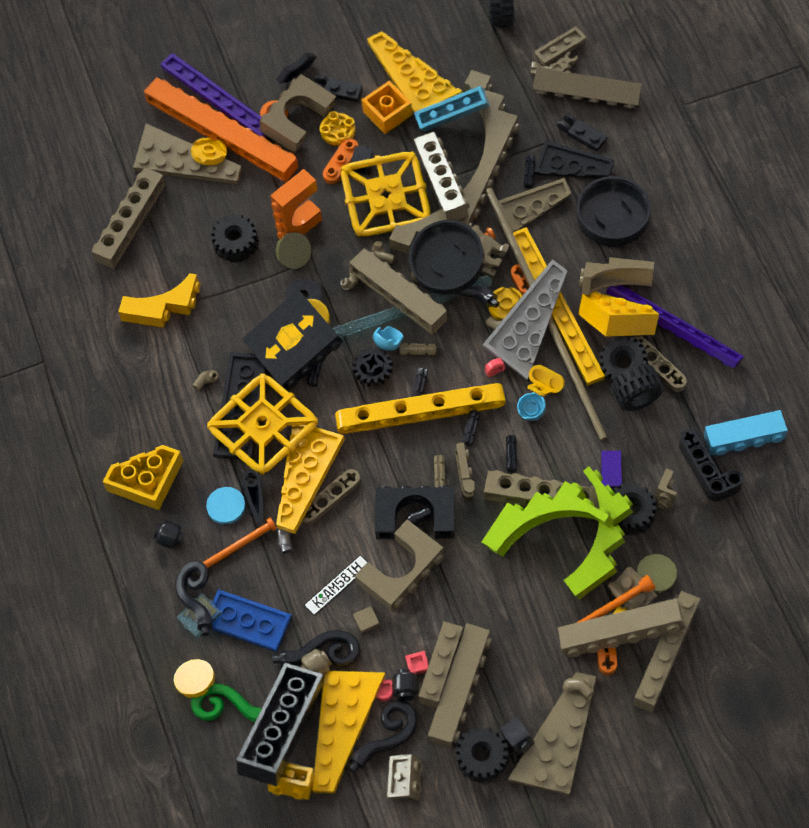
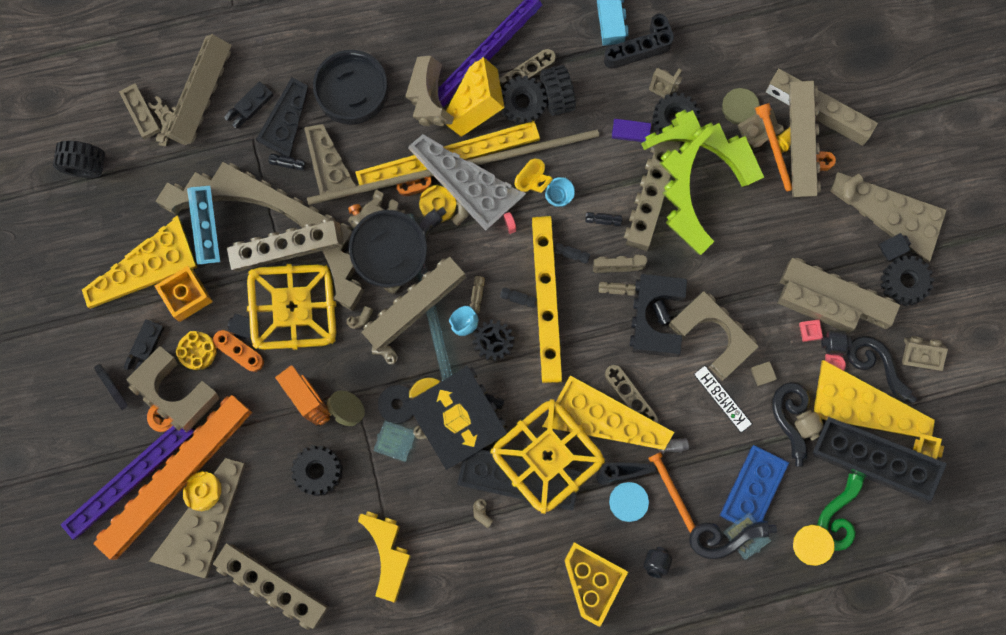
camera: 85 degrees left, 15 degrees up
(267, 298) = (394, 441): none -> clear light blue piece

